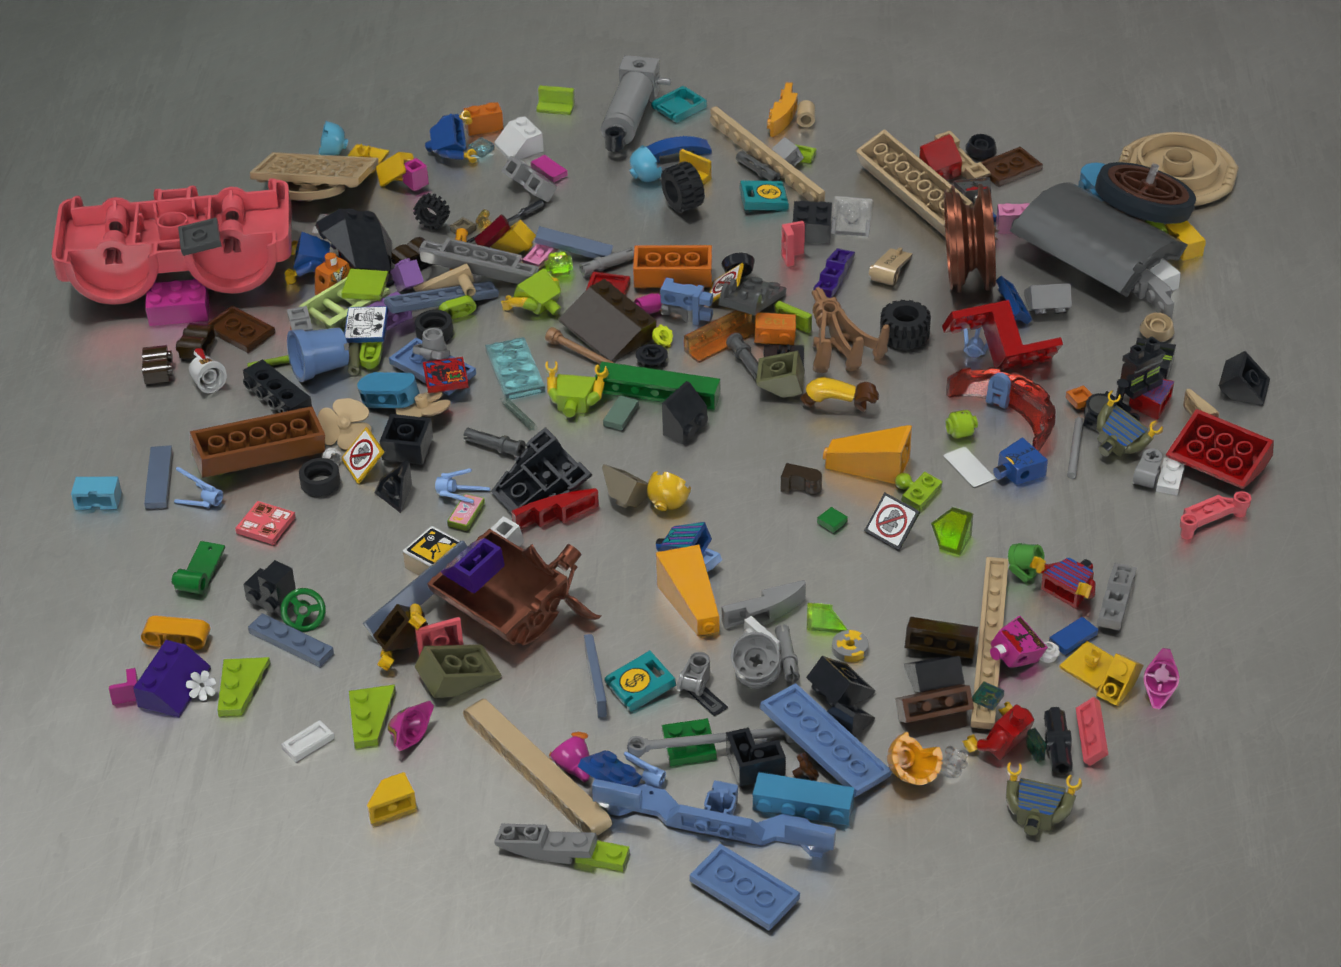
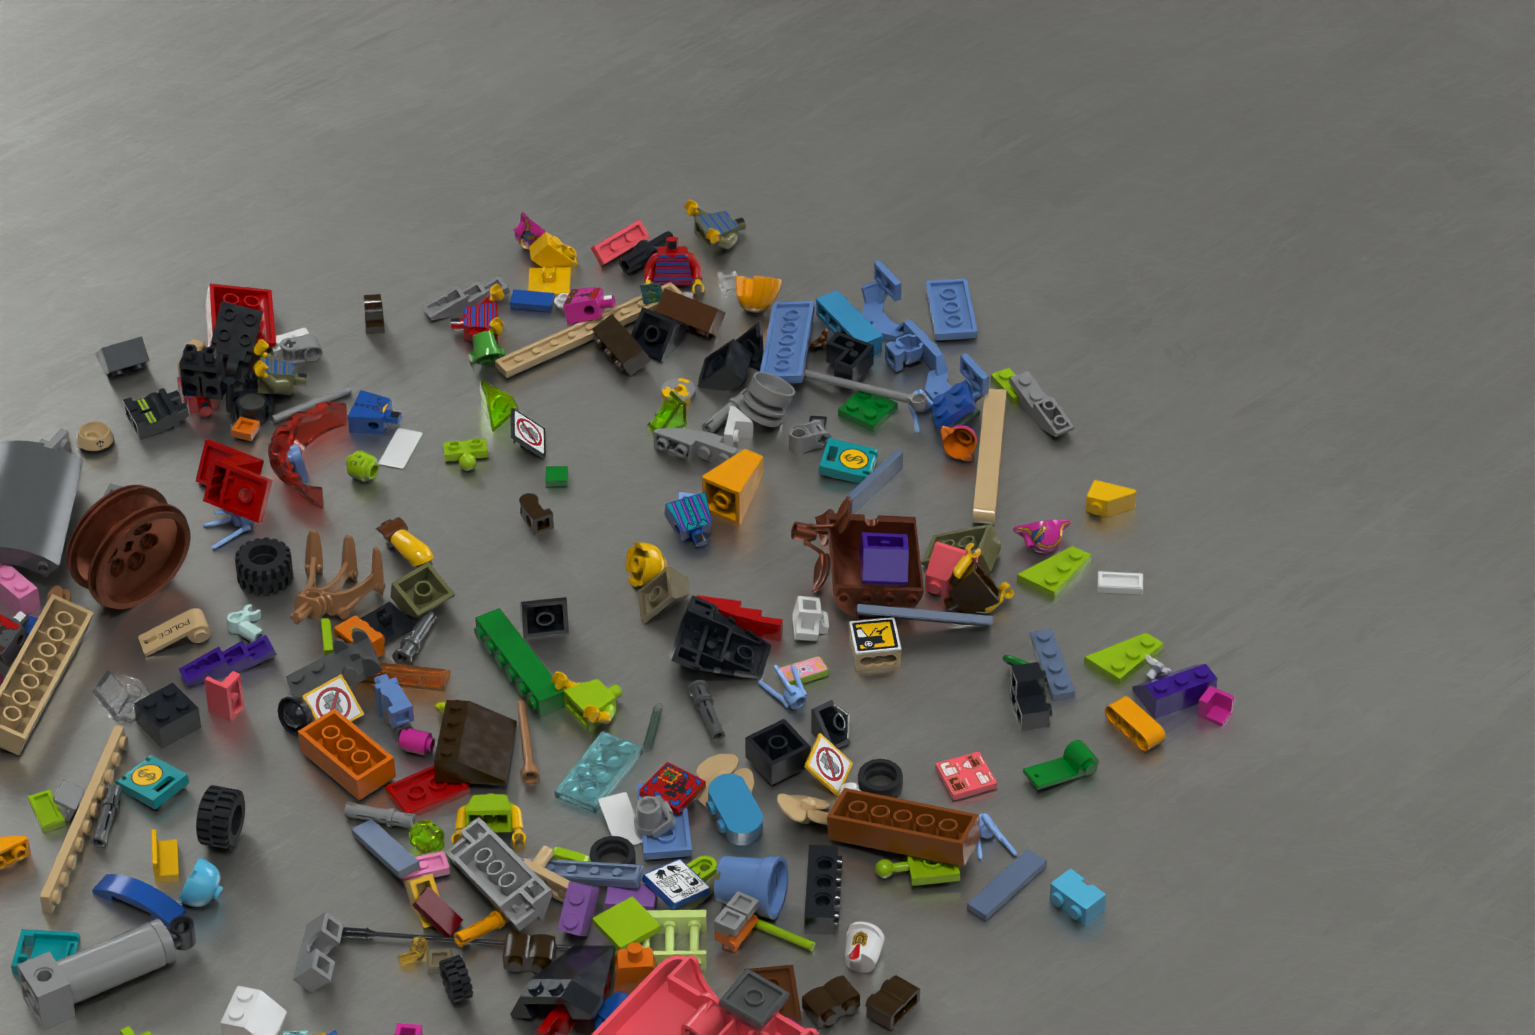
camera: 135 degrees left, 0 degrees up
(468, 352) = (620, 817): none -> white sticker
(549, 168) = (272, 970): dark pink tile -> none
(621, 412) = (578, 666): sand green tile -> none
(658, 353) = (477, 691): black gear -> none
(866, 294) = (240, 623): none -> light aqua bar
(871, 454) = (459, 482): light orange slope -> none
(1148, 523) = (373, 314): none -> dark brown leg
(1179, 416) = (236, 336): none -> black plate
(1211, 510) = (315, 301): coral plate -> none

